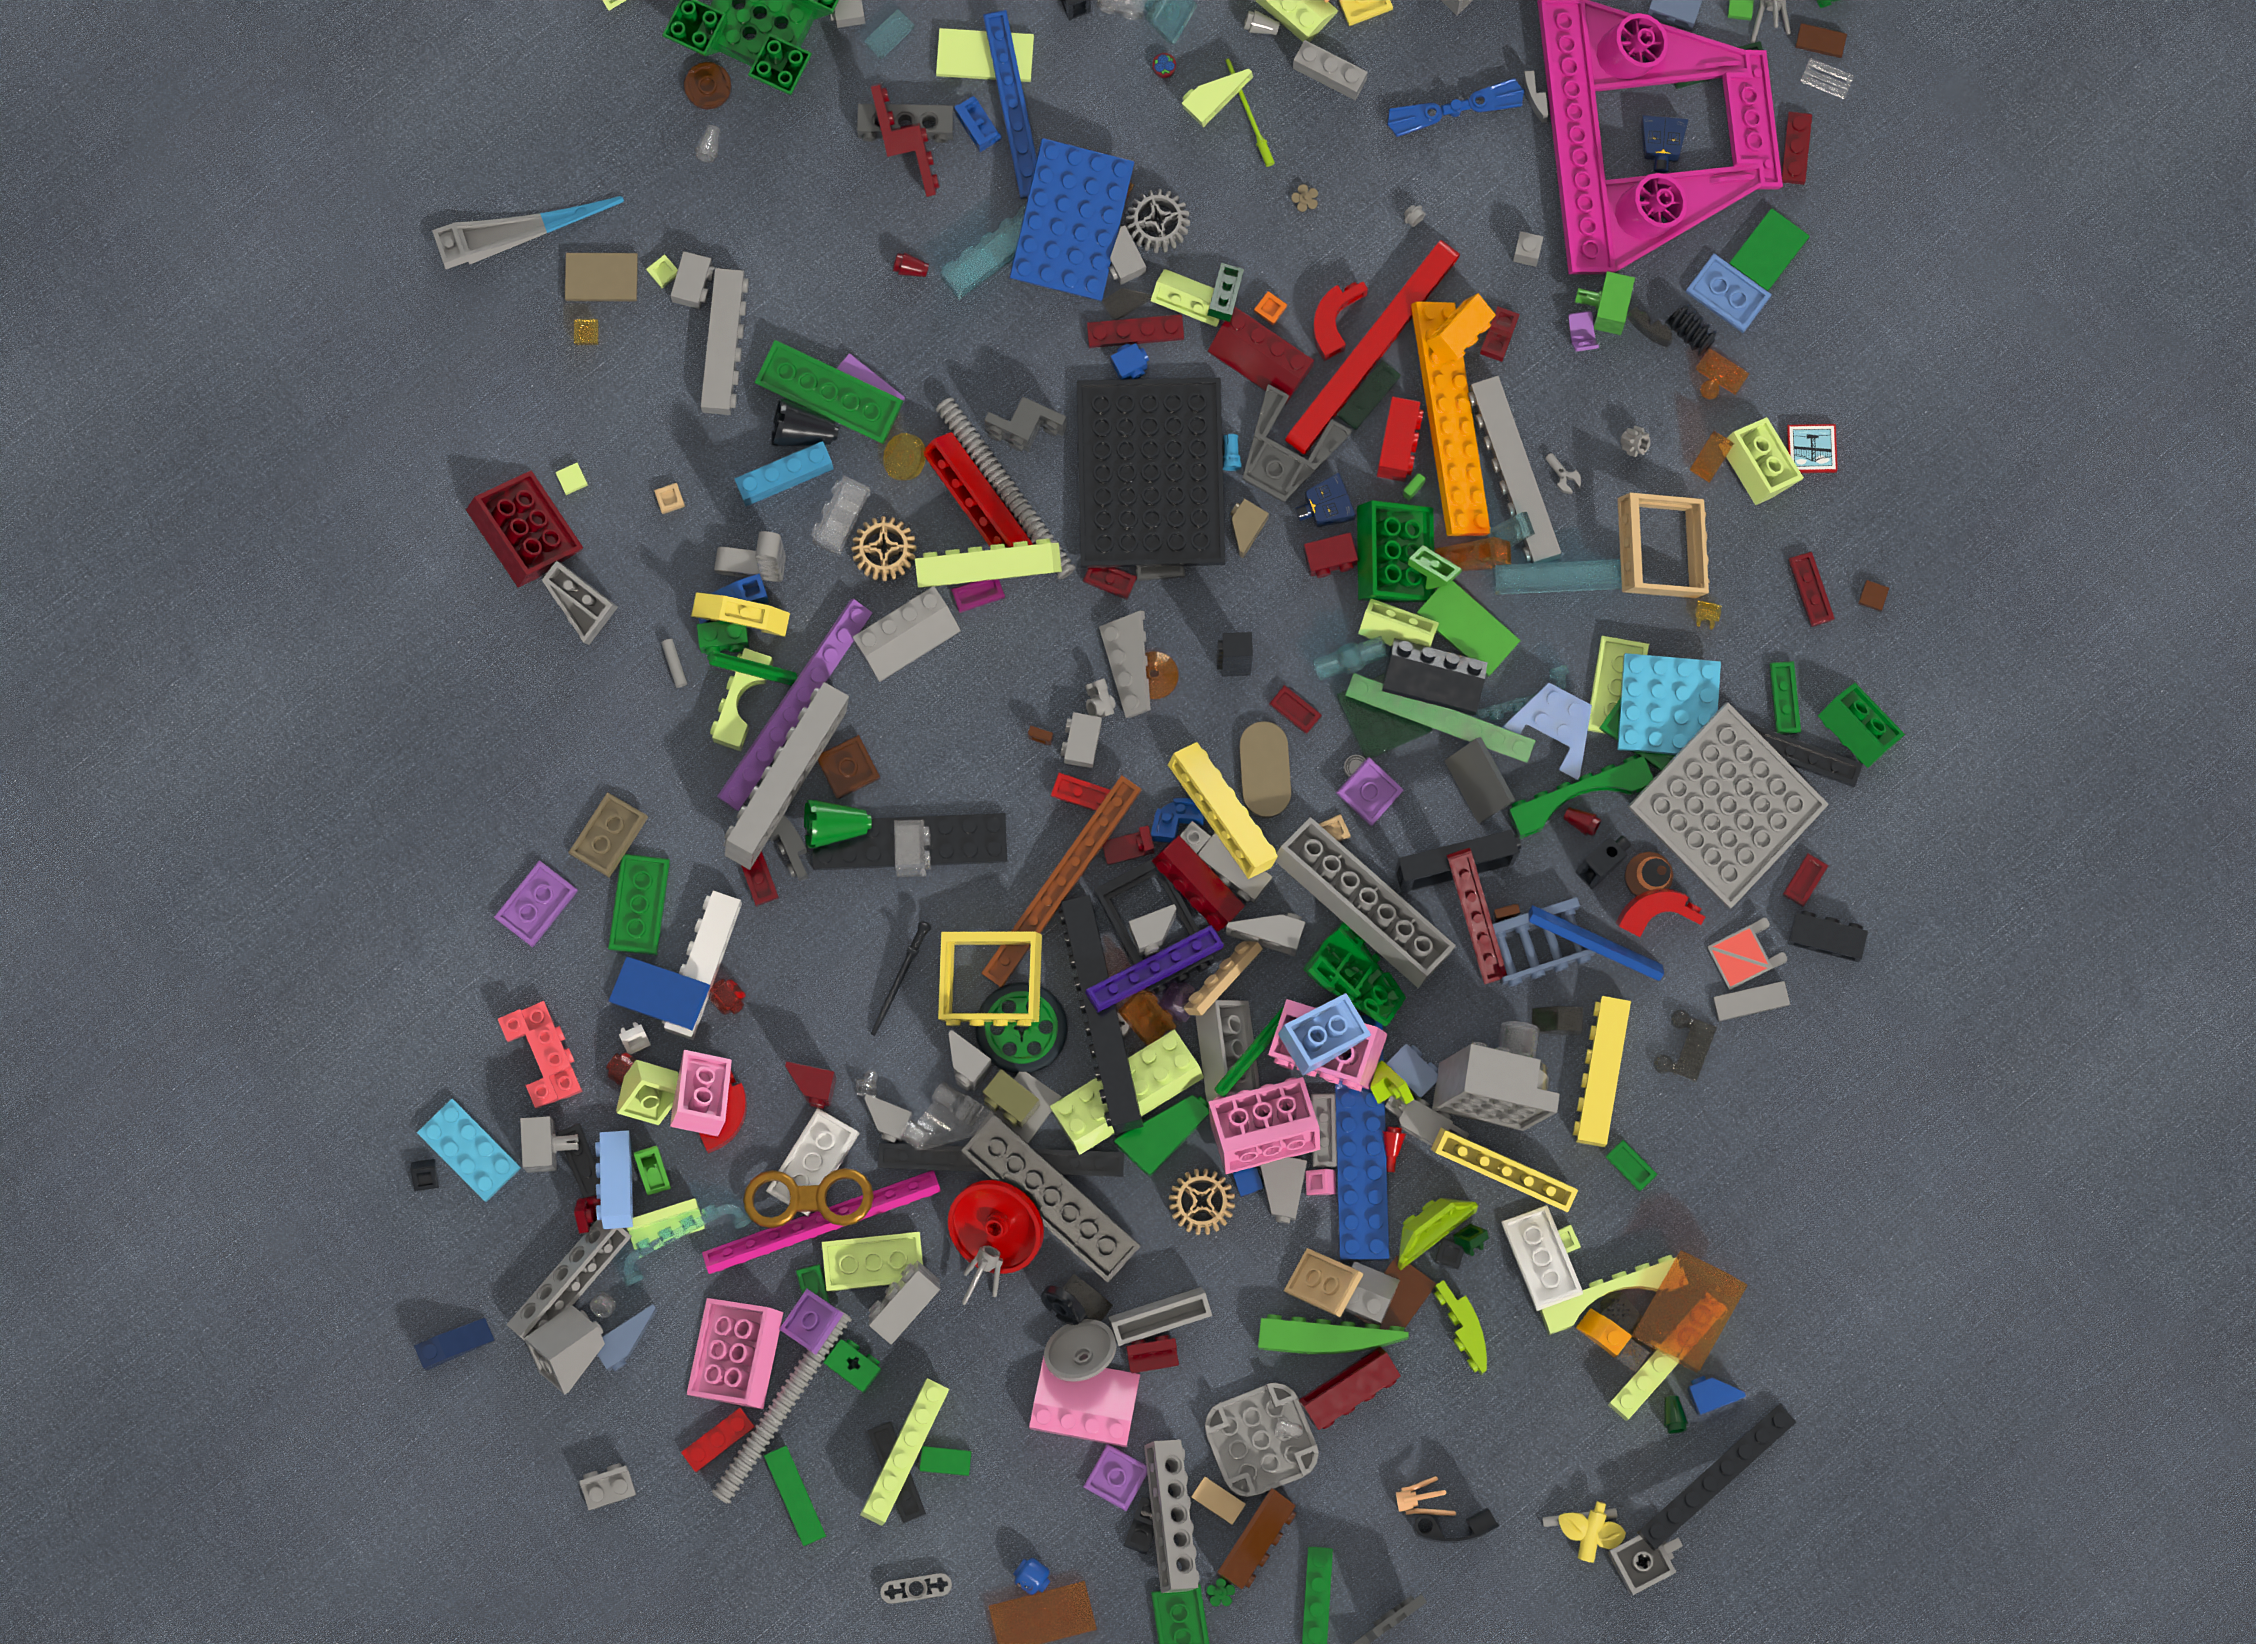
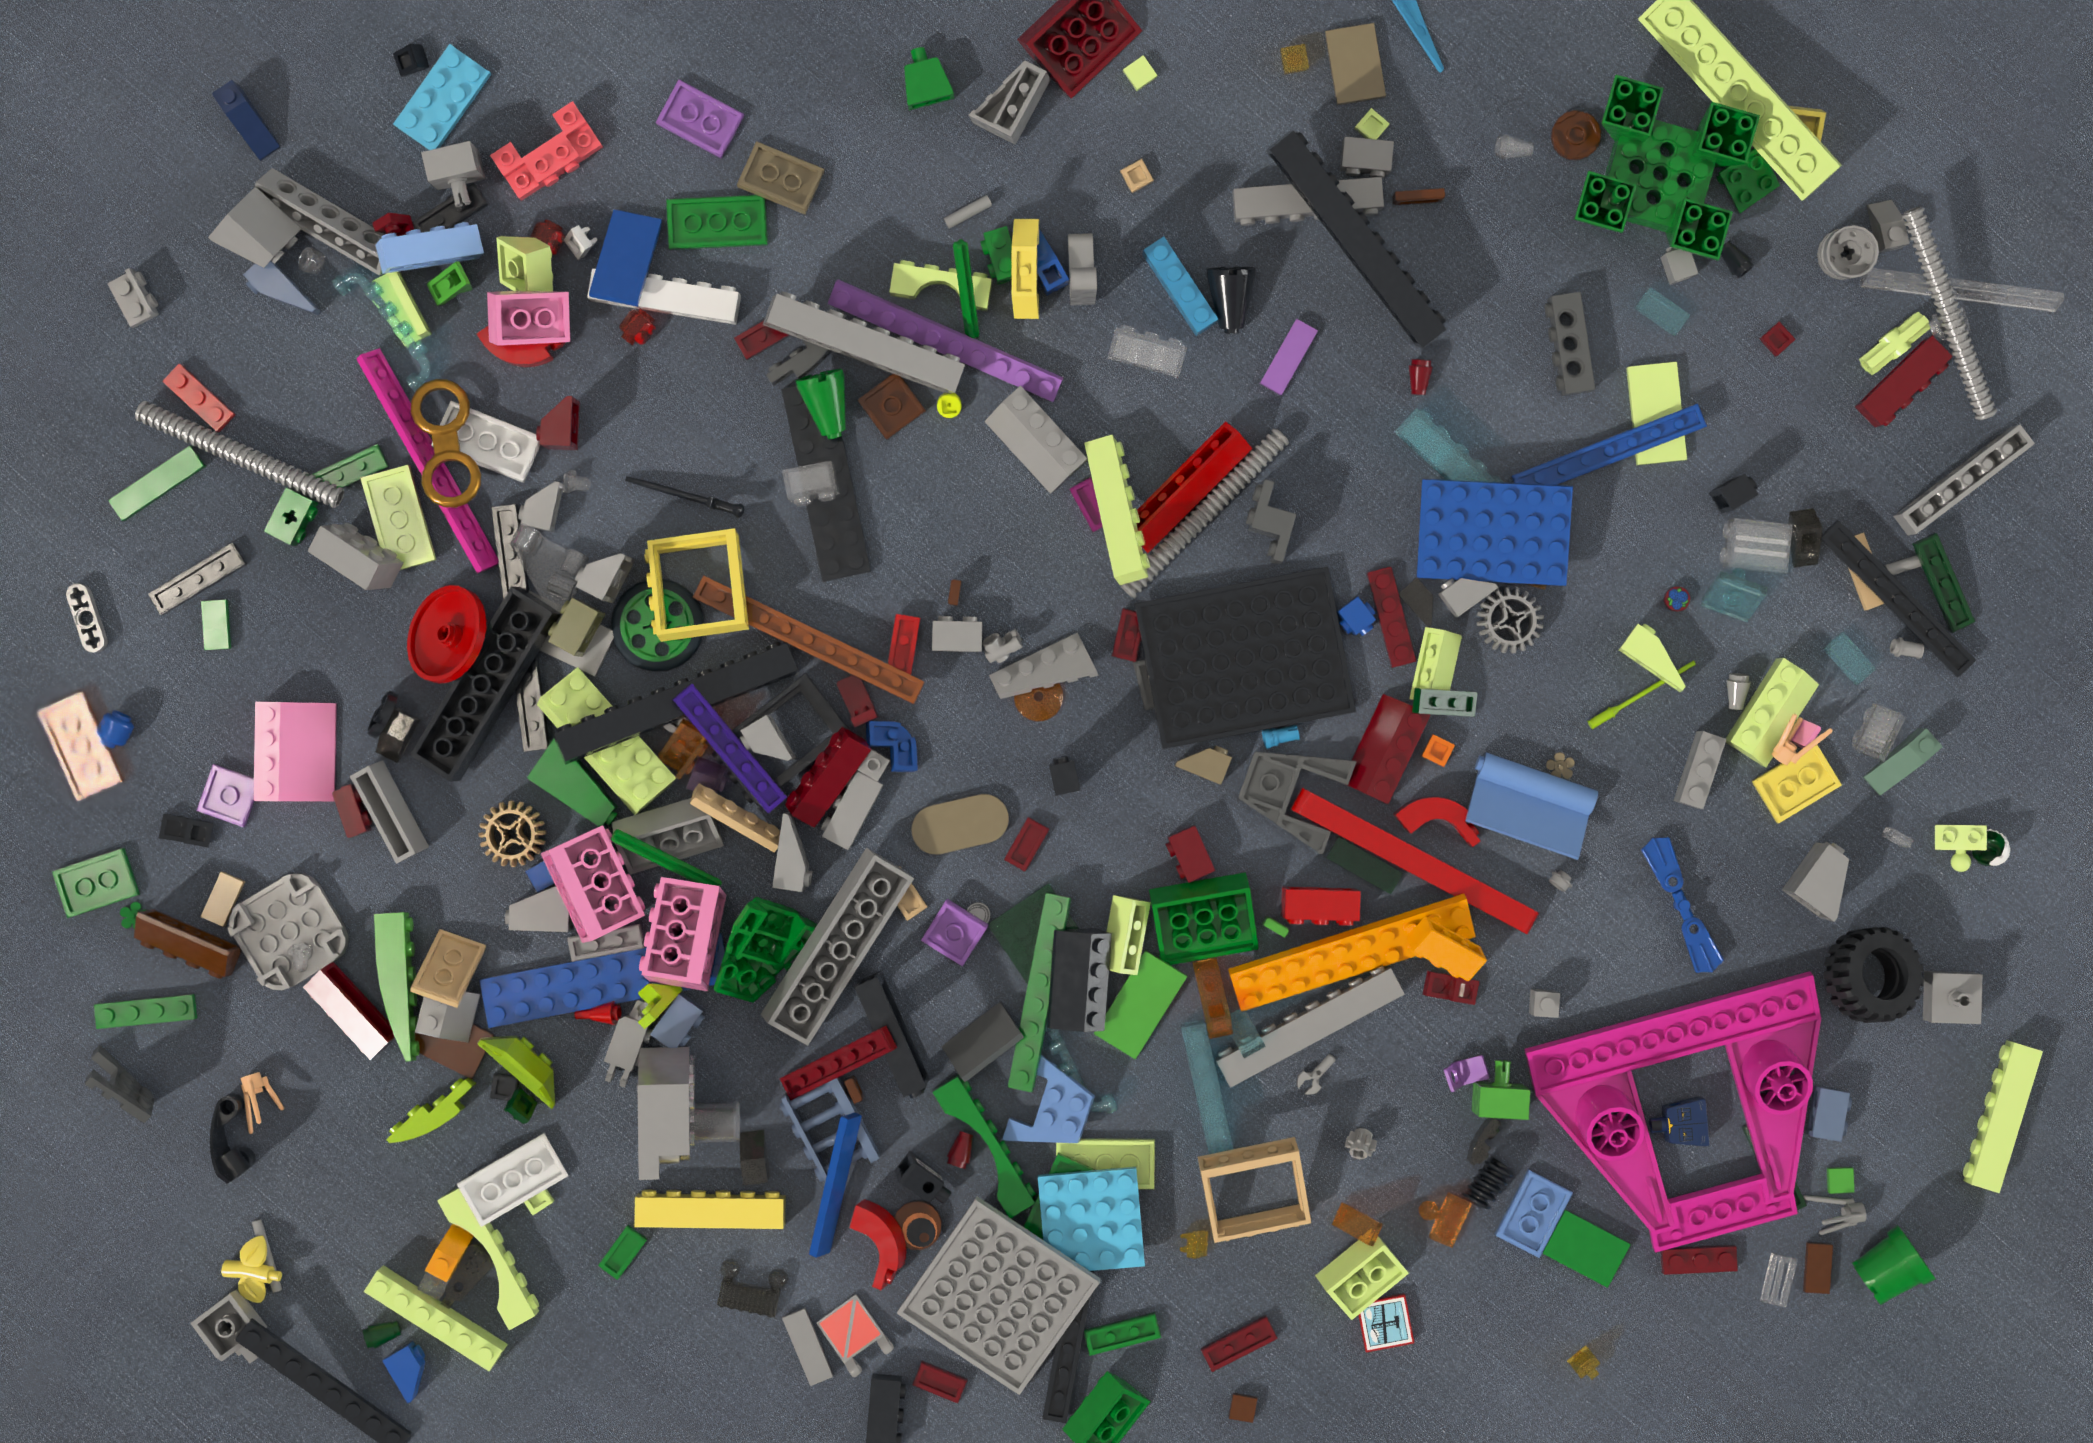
camera: 85 degrees right, 10 degrees up
(541, 680) = (926, 81): none -> green torso
(735, 1353) = (283, 399): bright pink slope -> none
(739, 238) = (1418, 196): none -> reddish brown tile
(770, 299) = (1356, 239): none -> black brick
(811, 1321) = (323, 468): medium lavender tile -> none
(829, 391) = (1273, 316): green plate -> none
(857, 711) = (949, 405): none -> neon yellow tile
(872, 548) = (1108, 404): tan gear -> none
(904, 457) = (1217, 405): clear yellow tile -> none
(904, 1452) = (211, 583): yellowish green brick -> none
(905, 139) = (1550, 345): dark red bracket -> none
(977, 123) = (1582, 418): blue hinge -> none
(987, 1260) = (414, 631): light grey plant -> none
(1080, 1350) = (346, 727): light grey dish -> none
(1164, 1526) = (203, 846): light grey brick -> none
(1222, 810) = (906, 789): light yellow brick -> none
(1321, 1182) = (553, 948): bright pink slope -> none
(1323, 1034) = (684, 931): light blue slope -> none
(1327, 503) = (1243, 841): dark blue torso -> none
(1337, 230) = (1530, 805): none -> medium blue door
(1350, 658) = (1086, 891): clear light blue piece -> none
(1435, 567) = (1193, 961): bright green slope -> none
(1504, 1169) = (589, 1129): light yellow brick -> none
(1537, 100) = (1702, 988): light grey slope -> none
(1689, 1310) = (475, 1338): clear orange slope -> none
(1878, 268) = (1584, 1363): none -> clear yellow tile

